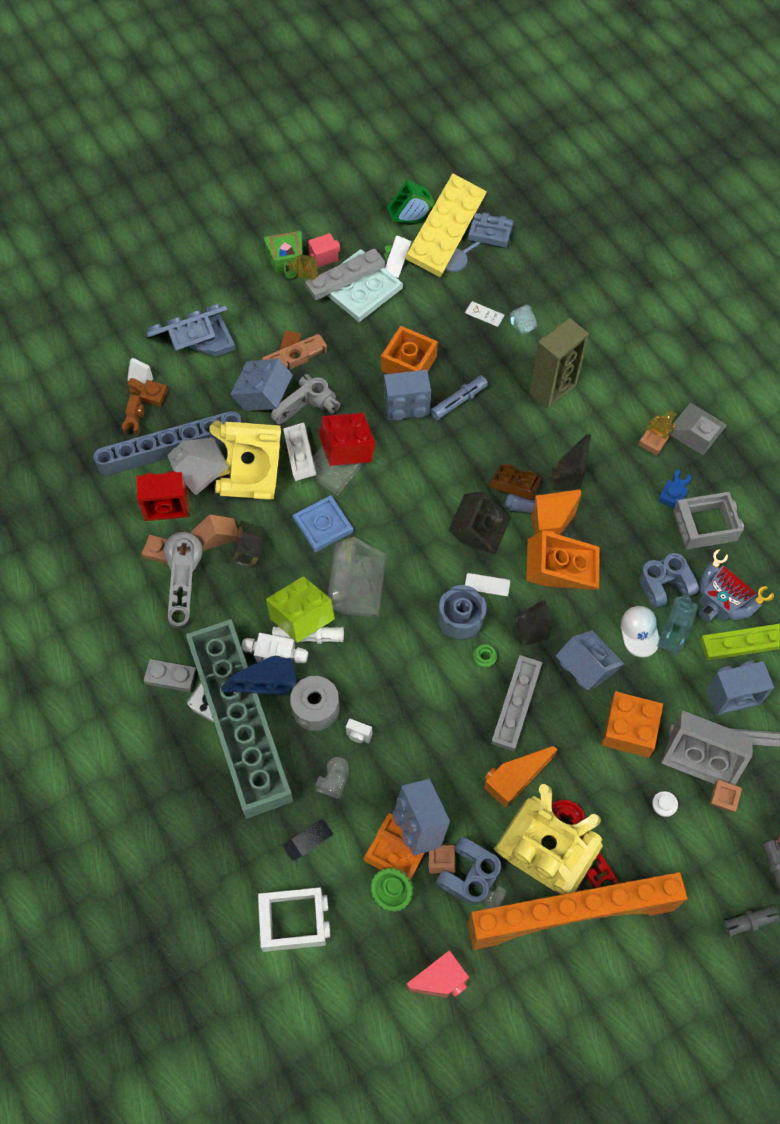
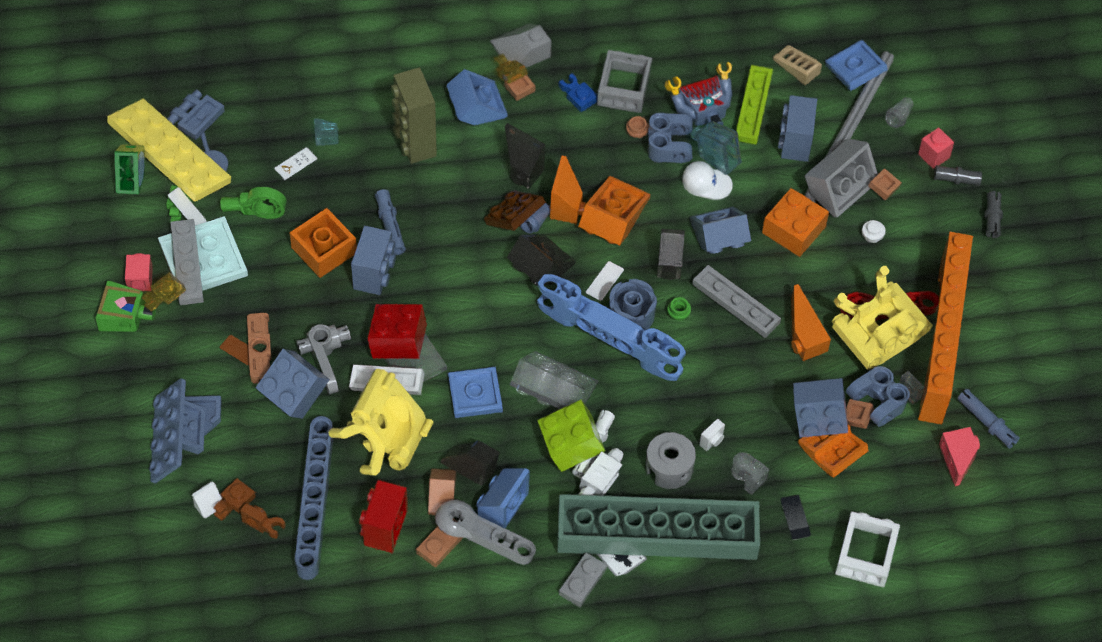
camera: 70 degrees left, 5 degrees down
(199, 462) = (360, 468): light grey slope -> none
(219, 581) = (504, 496): none -> medium blue slope
(270, 676) = (635, 482): dark blue slope -> none
(392, 889) = (871, 460): bright green hat -> none
(424, 297) = (251, 203): none -> bright green pin
(427, 603) = (647, 345): none -> medium blue piece
(495, 997) = (990, 420): none -> sand blue pin
(619, 412) = (476, 98): none -> medium blue slope
(664, 548) = (637, 127): none -> nougat plate

